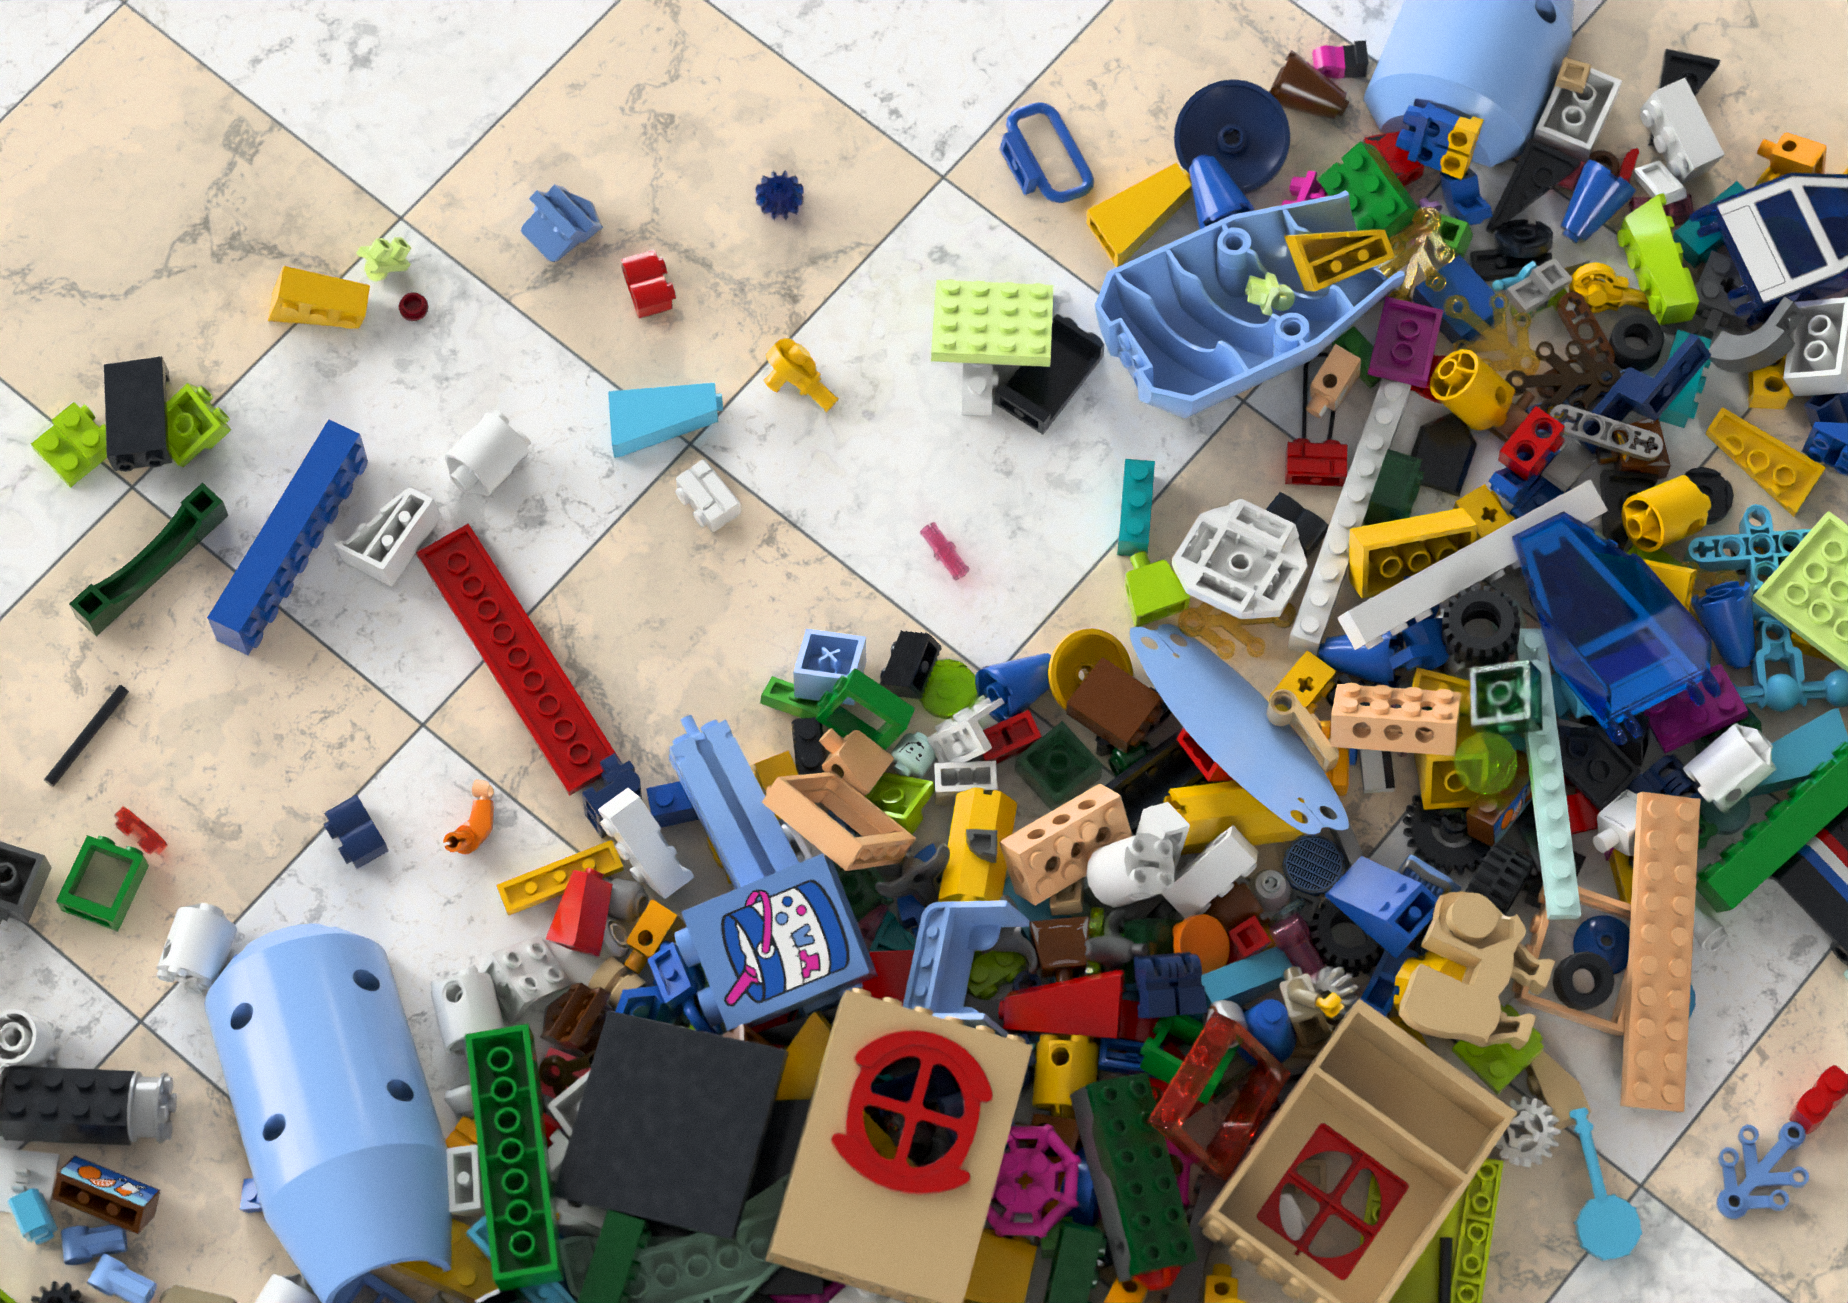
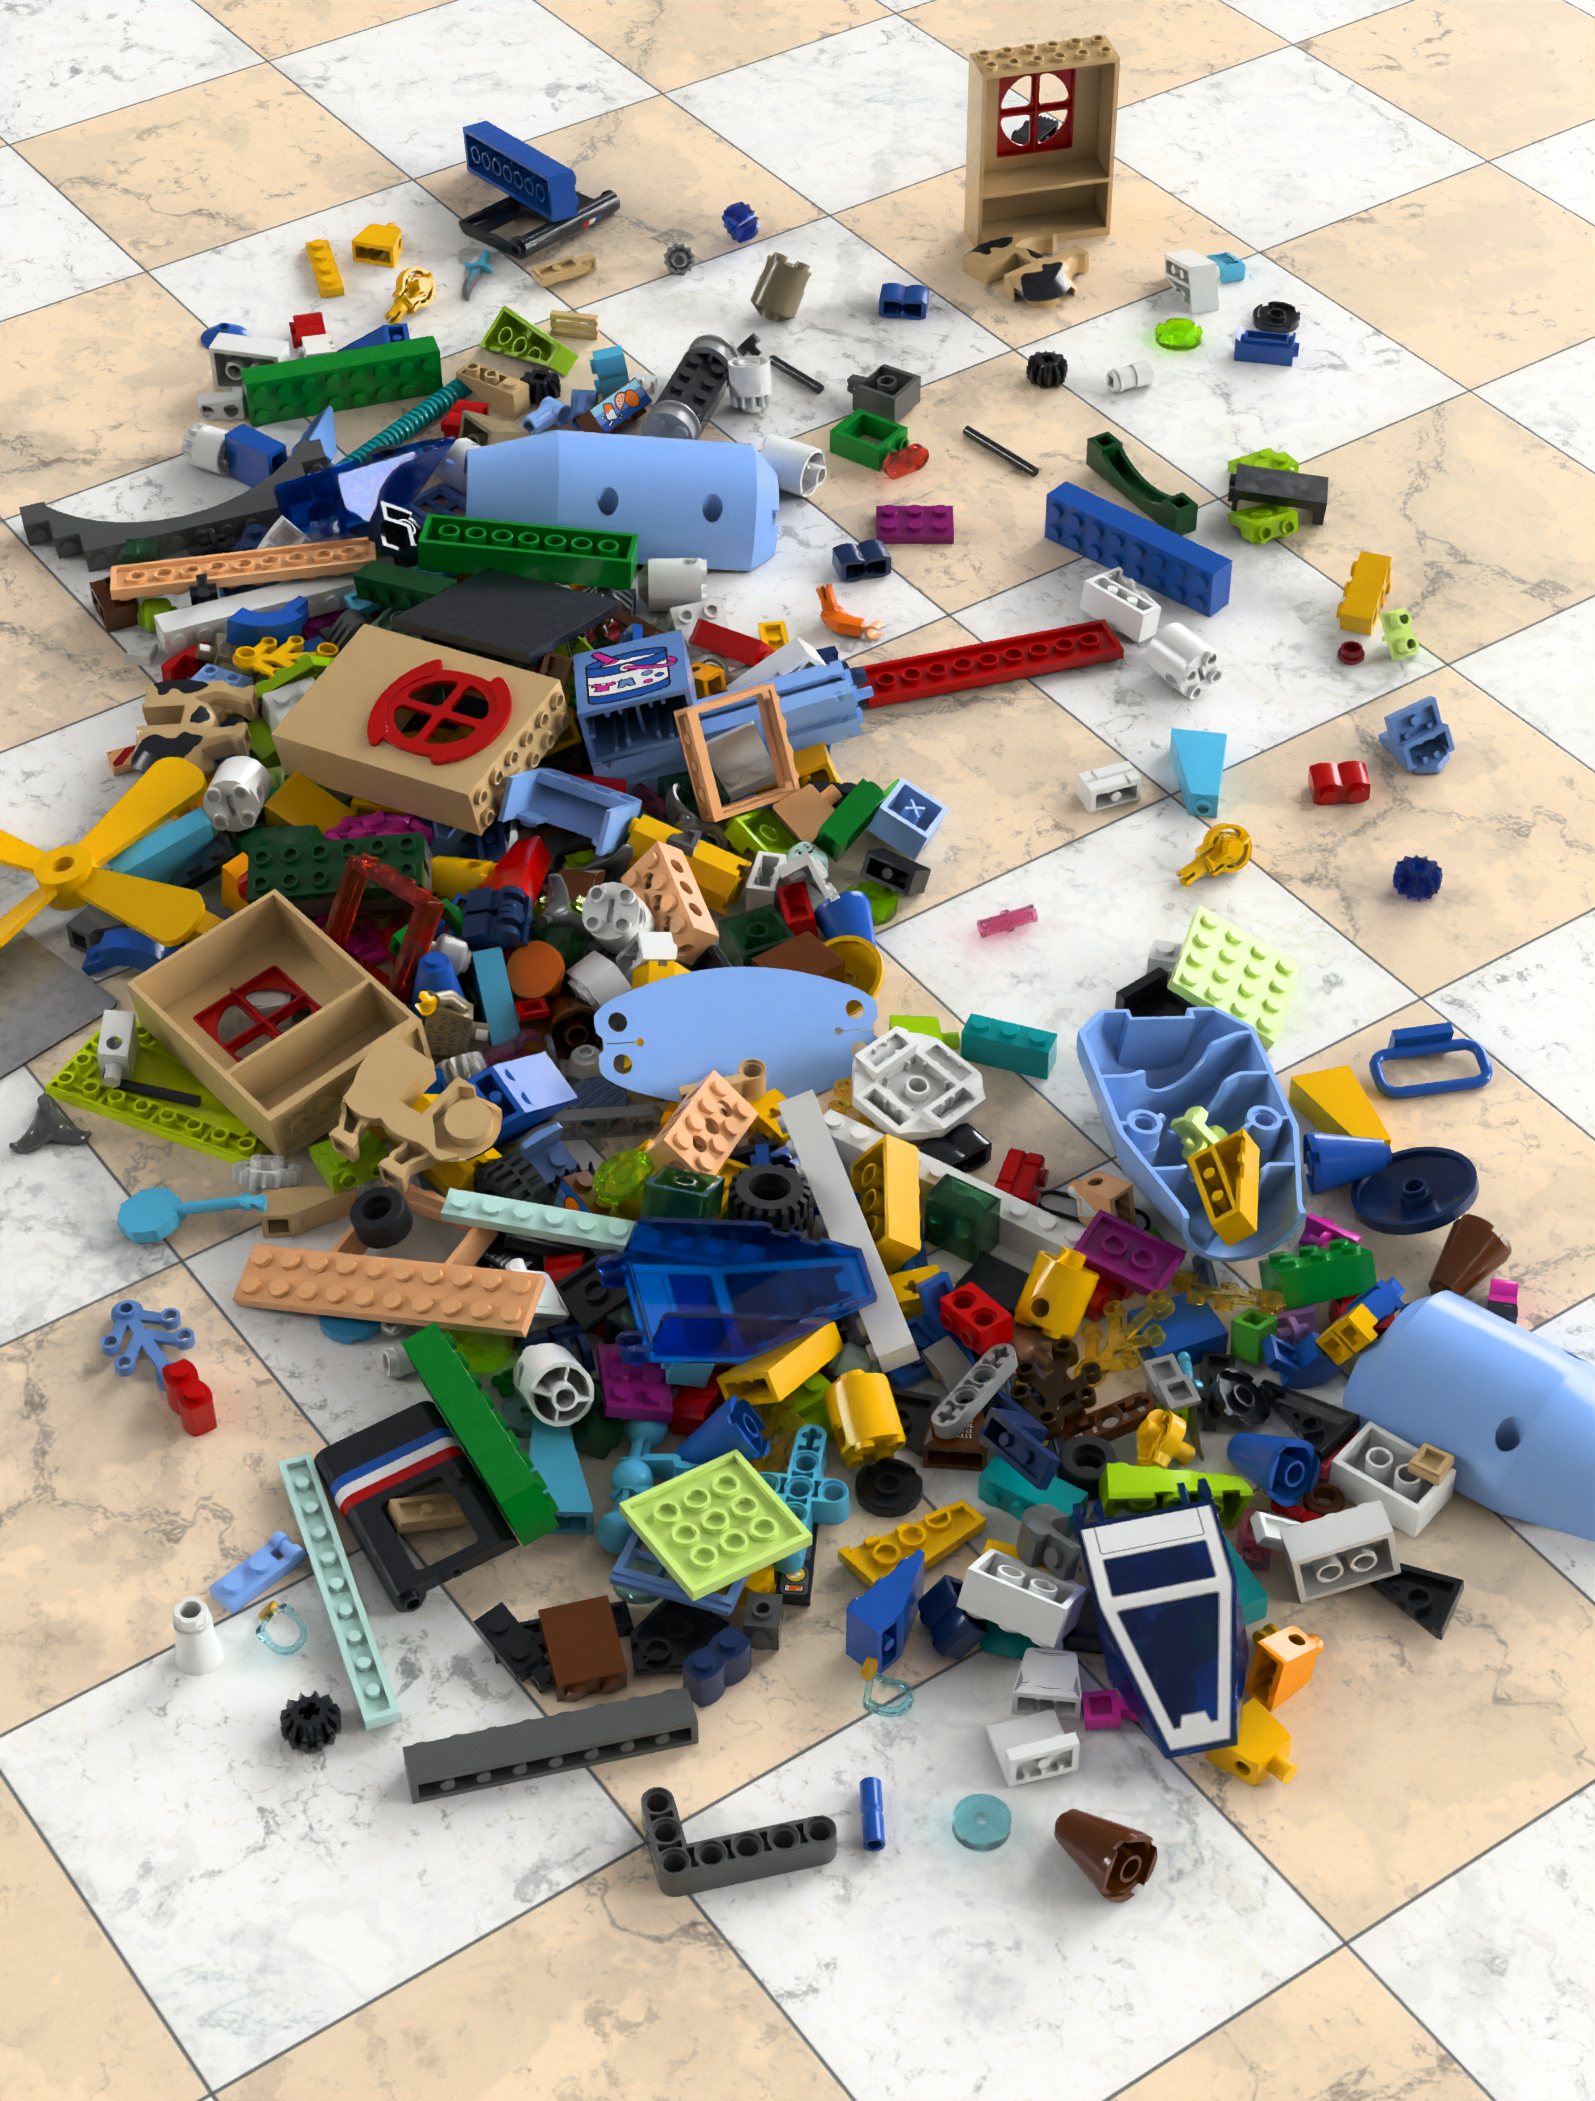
camera: 105 degrees right, 25 degrees down
(260, 796) = (915, 524): none -> magenta plate

